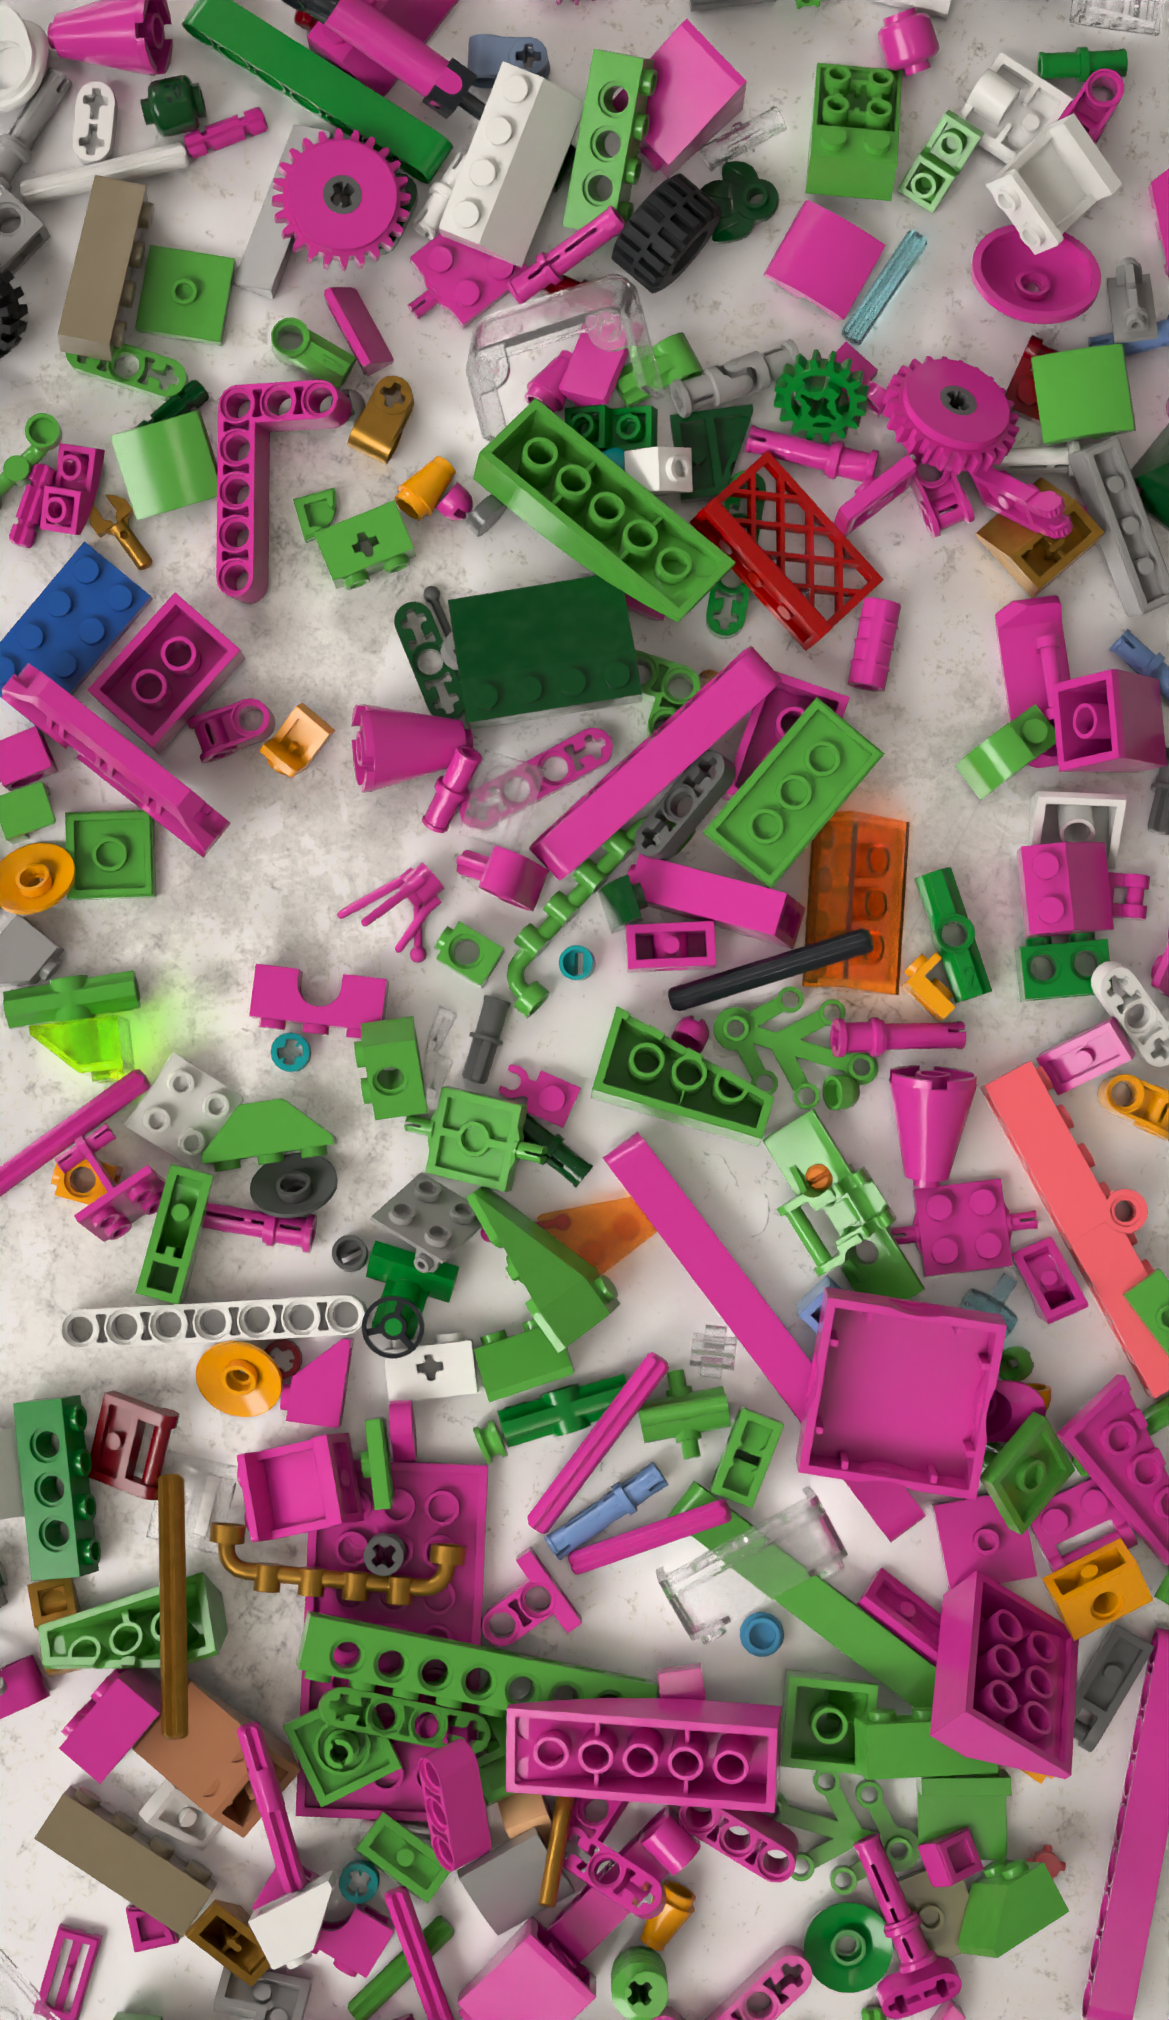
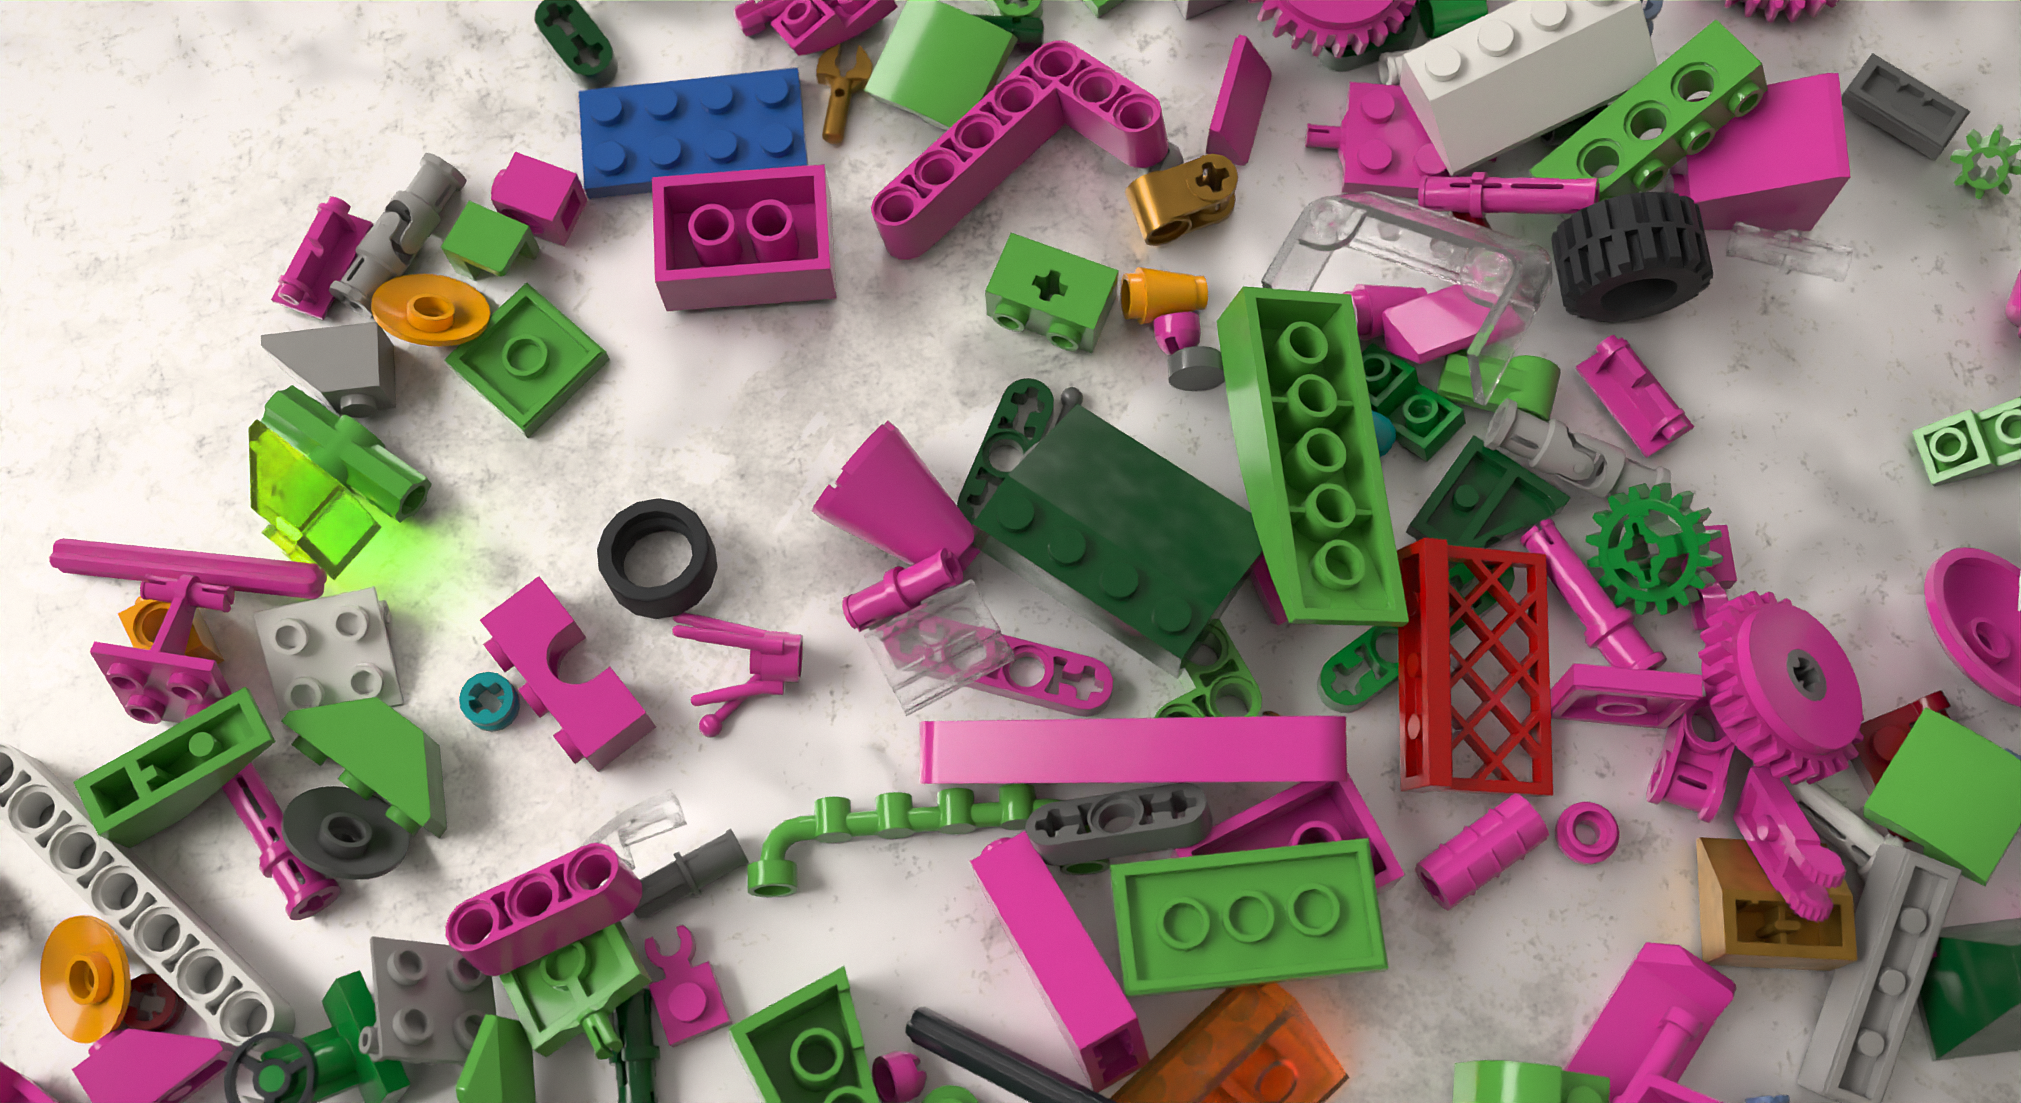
camera: 45 degrees right, 15 degrees down
(115, 759) = (617, 268): dark pink connector -> none
(228, 729) = (746, 341): dark pink piece -> none
(277, 873) = (638, 522): none -> black tyre
(297, 741) = (801, 412): light orange bracket -> none
(315, 355) = (1173, 83): bright green piece -> none
(316, 512) = (1040, 224): bright green tile -> none
(347, 1246) = (331, 949): dark grey hinge -> none
(391, 1045) = (559, 802): bright green brick -> none
(423, 1133) = (514, 909): none -> dark pink beam
(488, 957) = (765, 795): bright green brick -> none
(505, 875) = (870, 727): dark pink beam -> none
(569, 963) = (848, 879): teal hinge -> none
(622, 903) = (959, 864): dark green slope -> none
(661, 469) = (1417, 474): white brick -> none
(670, 946) = (963, 959): dark pink brick -> none
(733, 308) = (1633, 396): none -> dark pink hinge
(734, 195) = (1734, 307): dark green plate -> none
(824, 260) = (1774, 430): dark pink slope -> none
(854, 132) = (1913, 338): bright green slope -> none
(884, 287) = (1815, 510): clear light blue axle -> none
(917, 570) = (1602, 824): none -> dark pink plate

